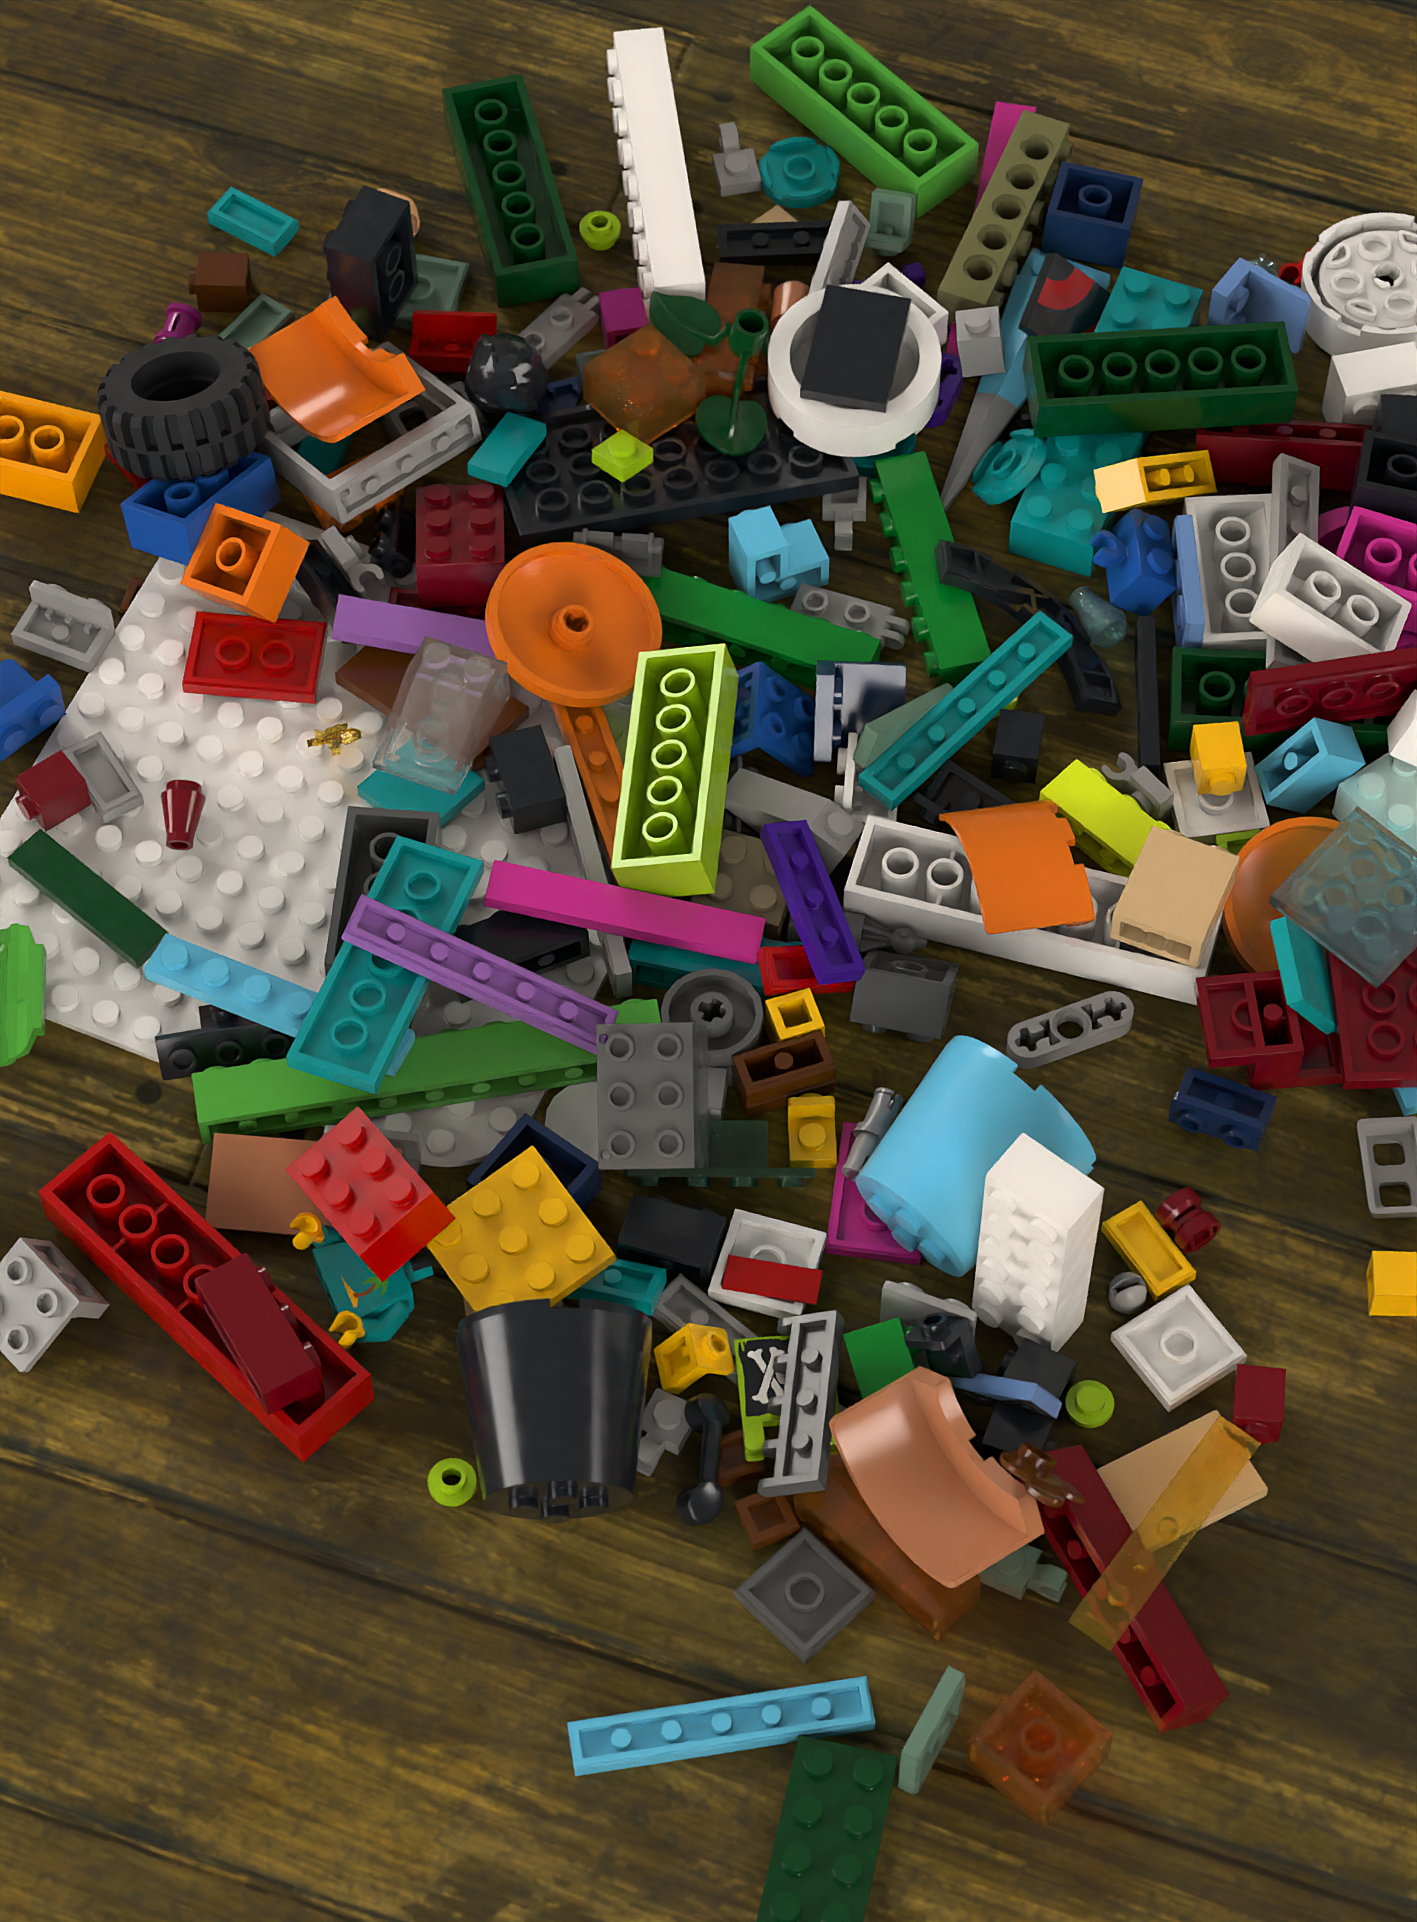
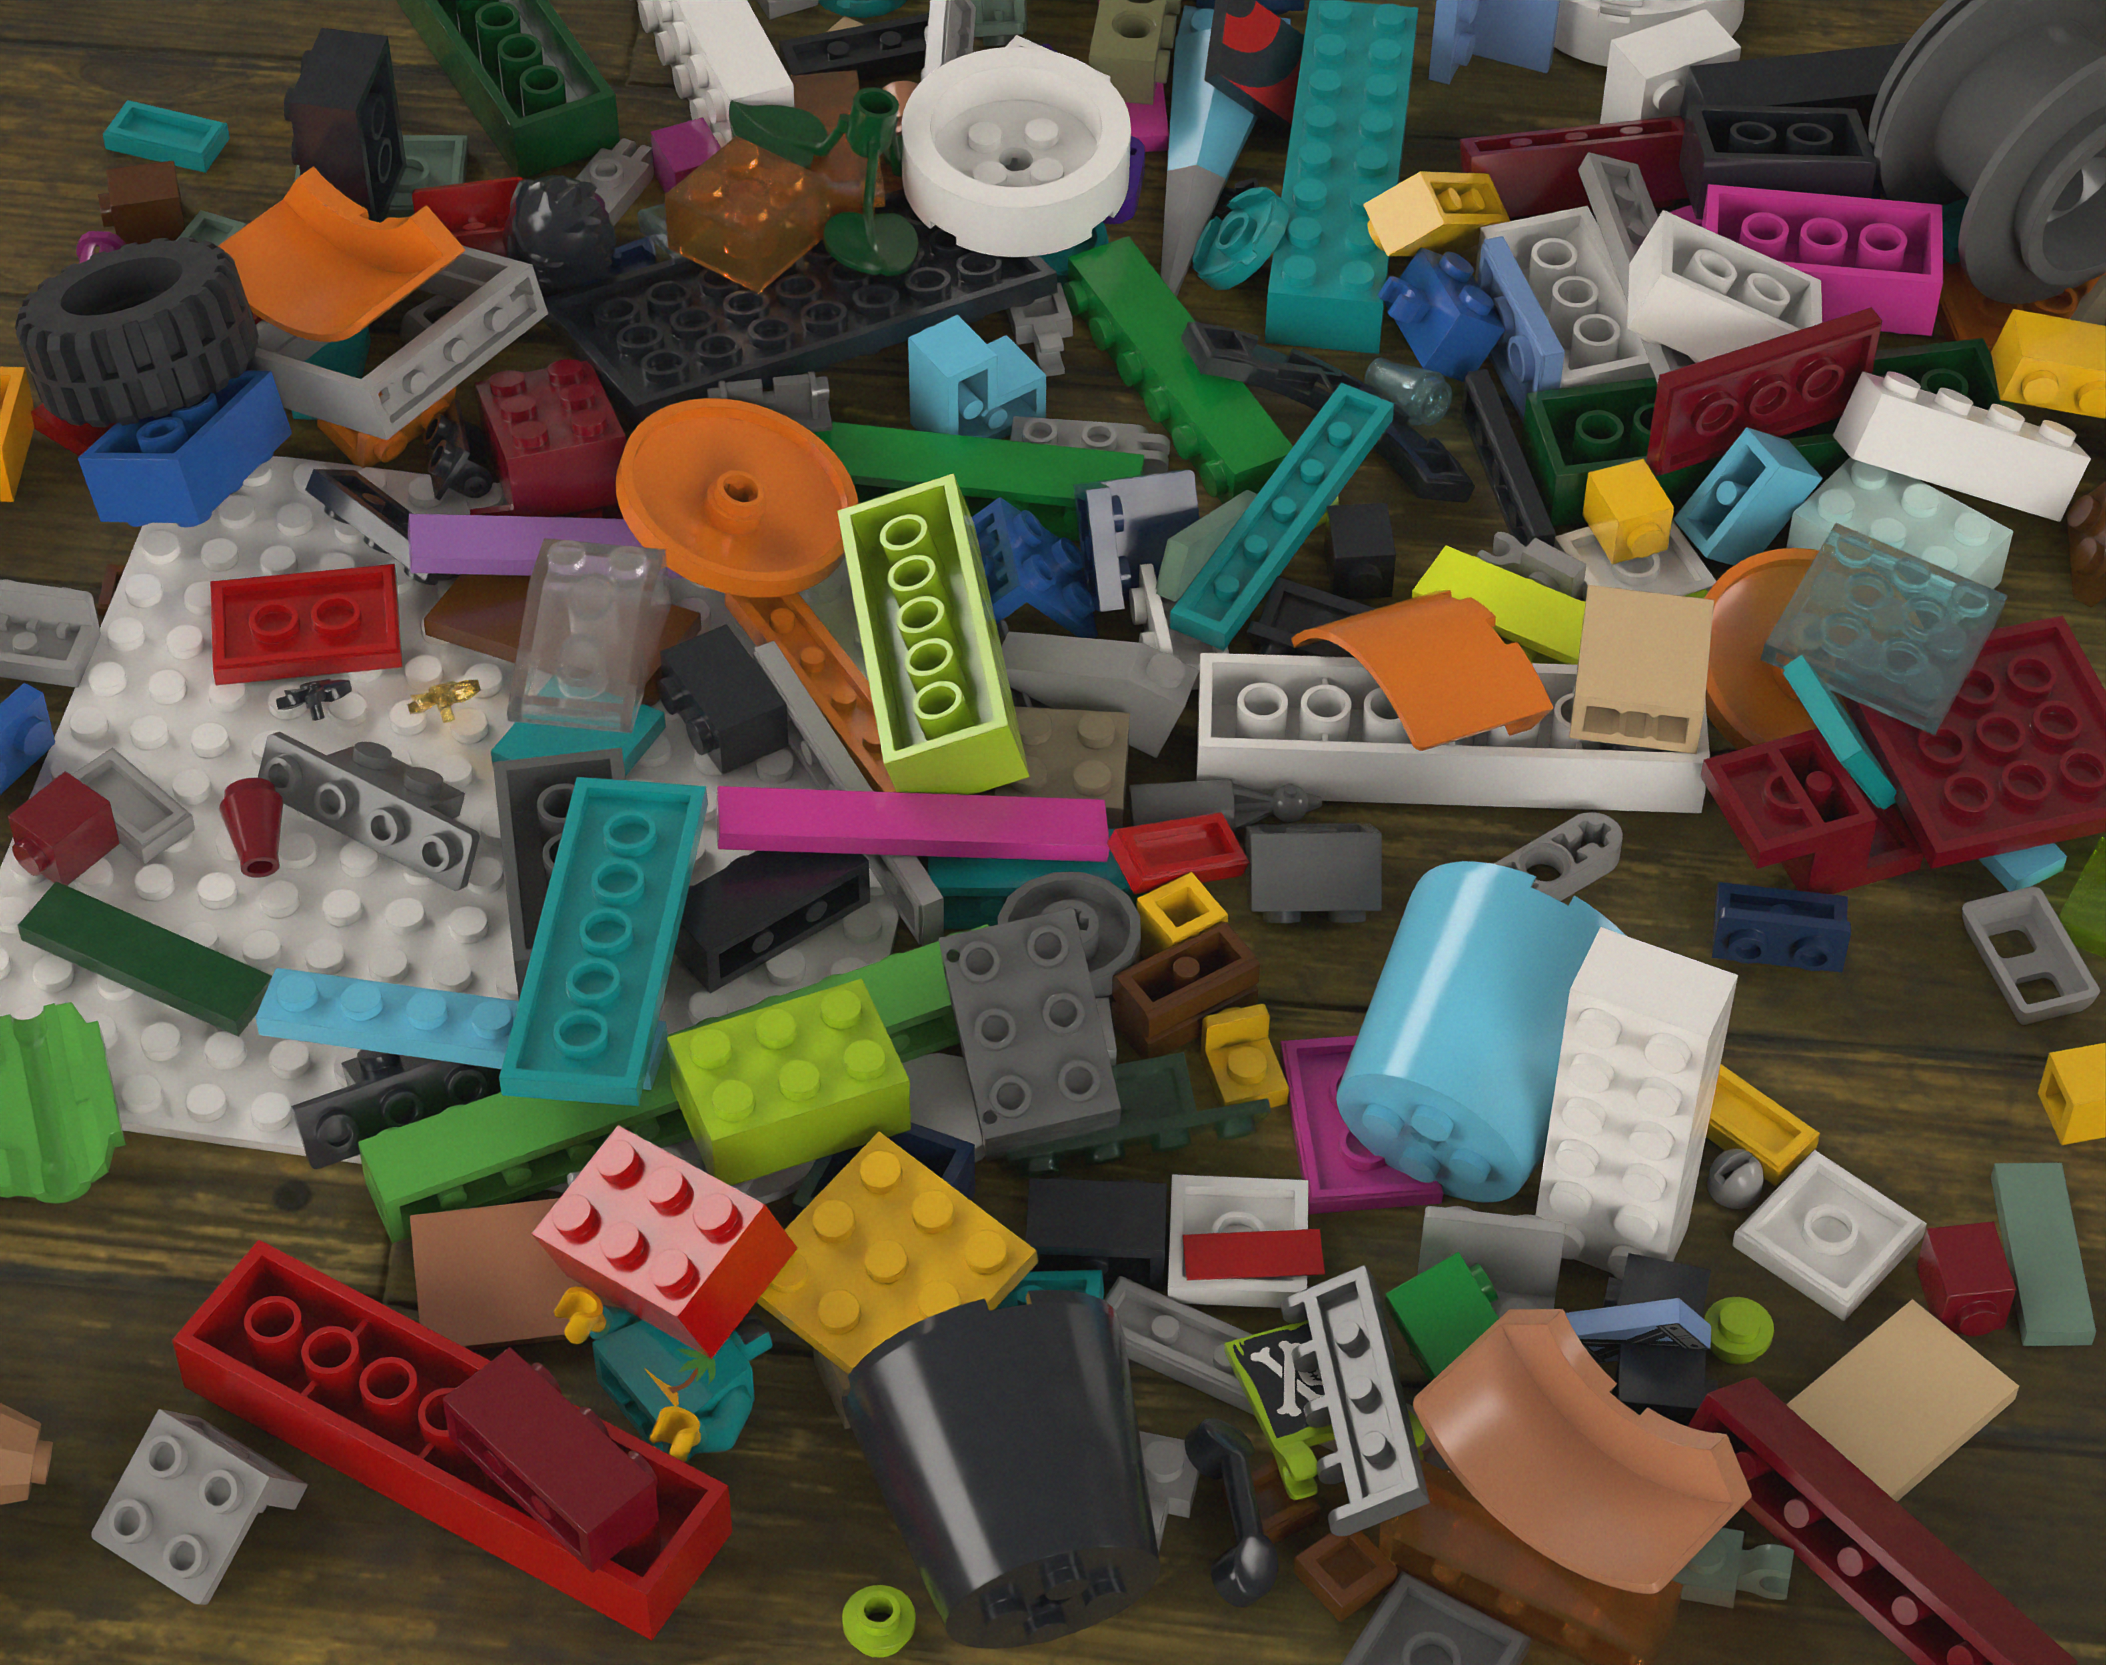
camera: 15 degrees left, 10 degrees down
(245, 562) = (268, 501): orange brick -> none
(246, 717) = (313, 694): none -> black plant
(269, 811) = (377, 803): none -> dark grey bracket
(348, 555) = (404, 481): light grey plate -> none
(477, 974) = (741, 925): medium lavender tile -> none
(483, 1096) = (789, 1083): none -> lime brick
(506, 449) = (585, 317): teal tile -> none
(599, 230) = (627, 74): lime plate -> none
(622, 455) = (741, 298): lime plate -> none
(691, 1355) = (1174, 1373): yellow bracket -> none
(812, 902) = (1166, 764): dark purple plate -> none
(855, 348) = (1017, 115): black tile -> none
(872, 1129) = (1329, 1042): light grey pin -> none
(947, 1345) = (1532, 1274): black bracket -> none
(980, 341) = (1160, 104): light grey brick -> none
(1035, 1469) = (1719, 1411): reddish brown plate -> none
(1159, 379) = (1408, 95): dark green brick -> none
(1164, 1533) = (1914, 1466): clear yellow tile -> none
(1188, 1220) = (1787, 1069): dark red wheel -> none
(1322, 1395) = (2043, 1254): none -> sand green tile

